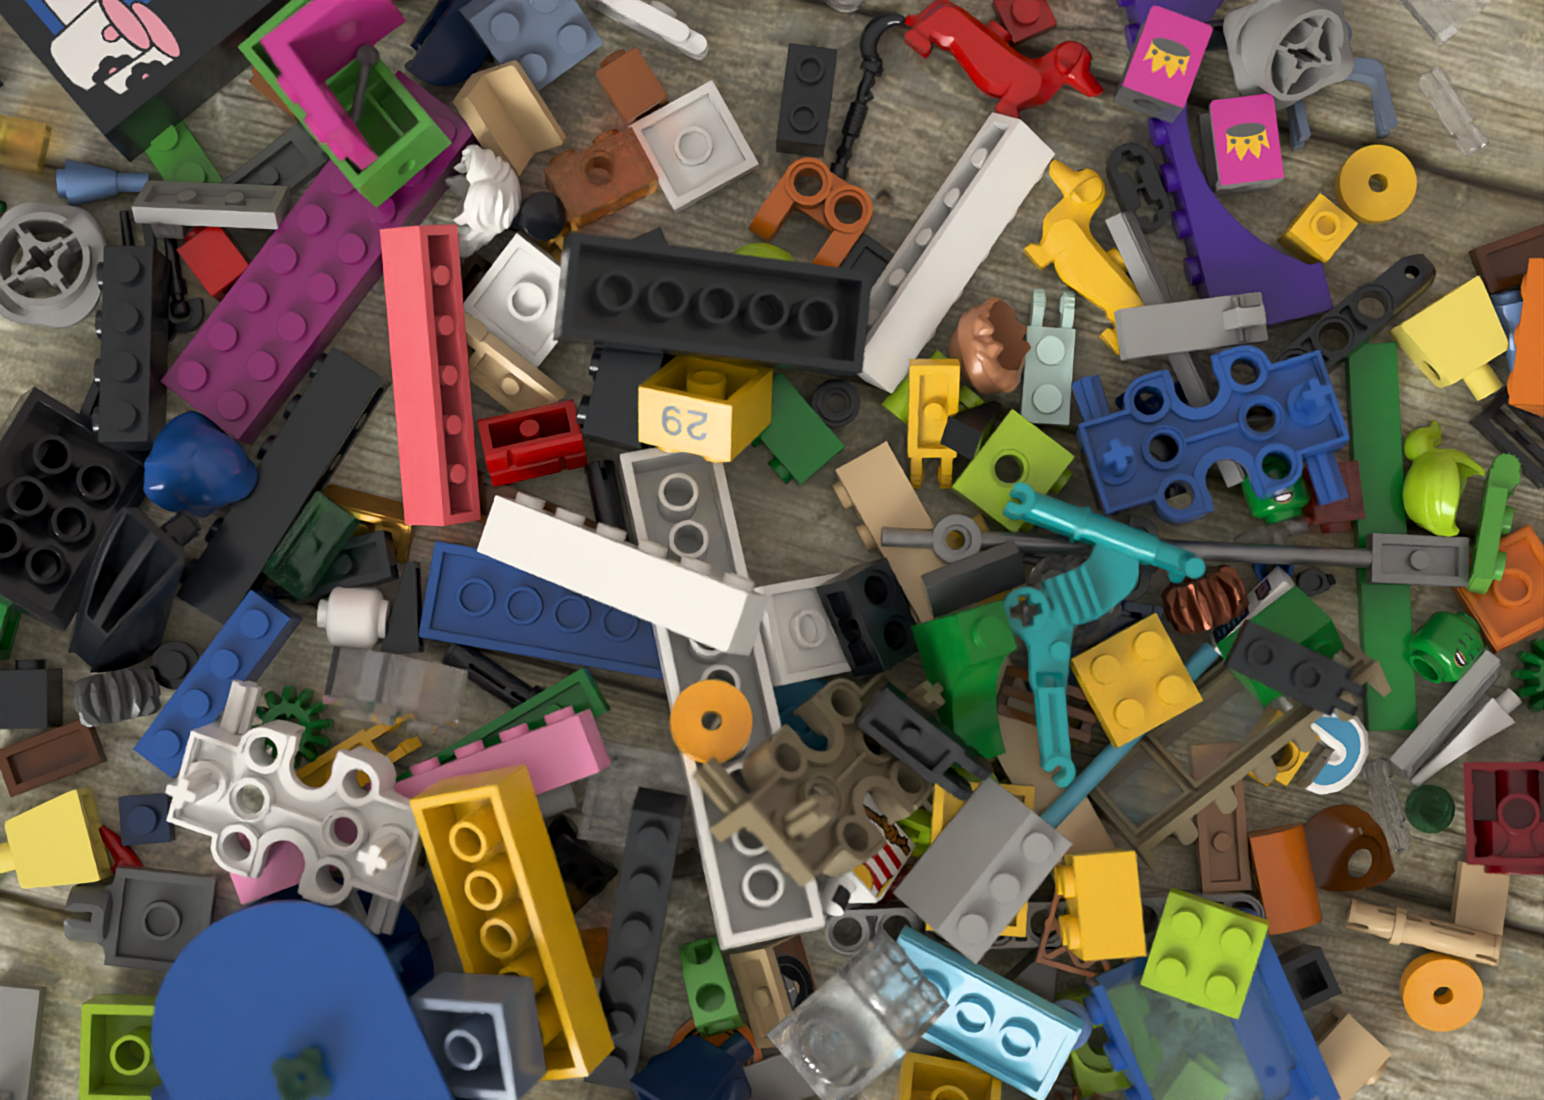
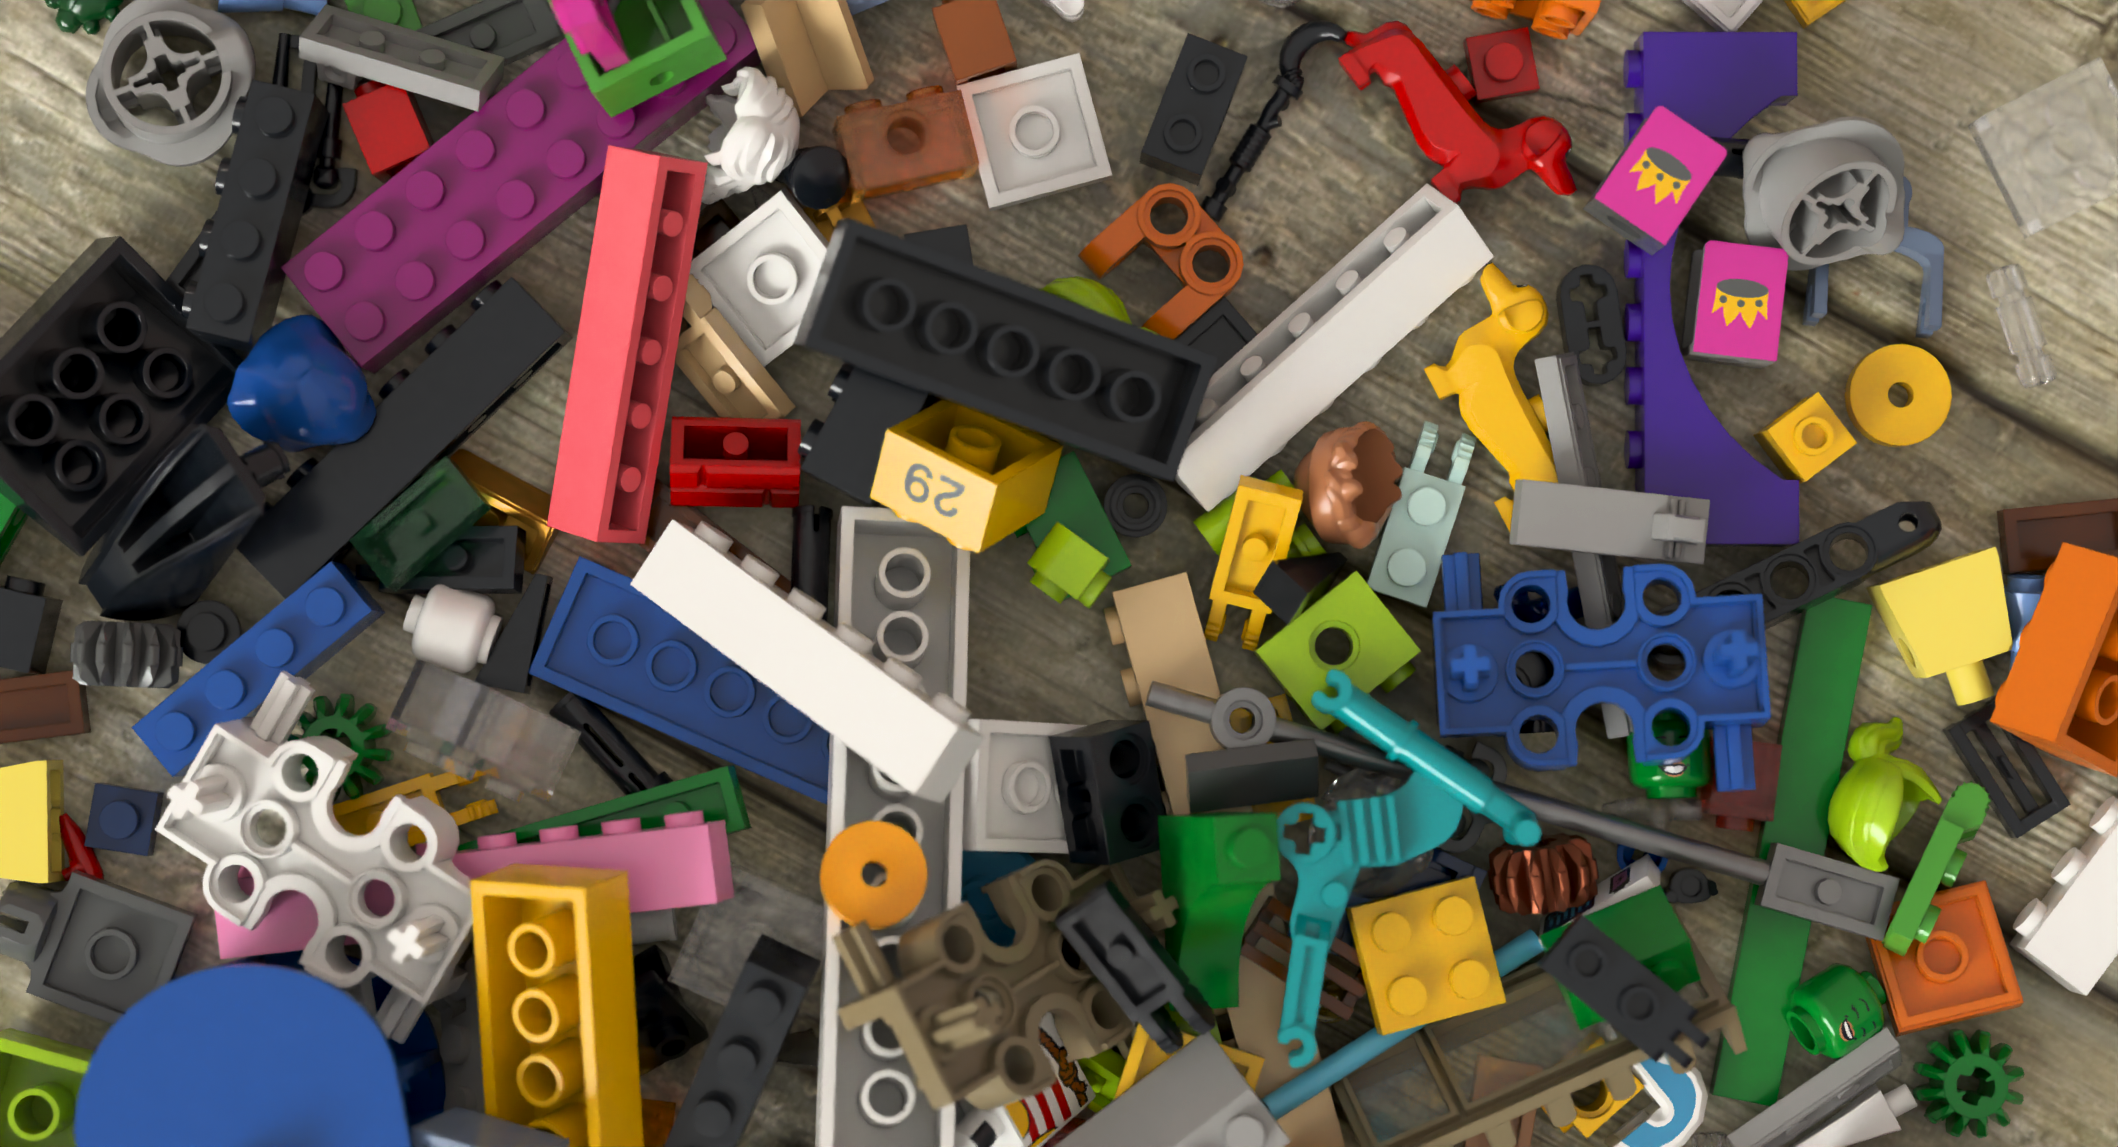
camera: 10 degrees right, 0 degrees up
(799, 458) = (1069, 566): none -> lime plate

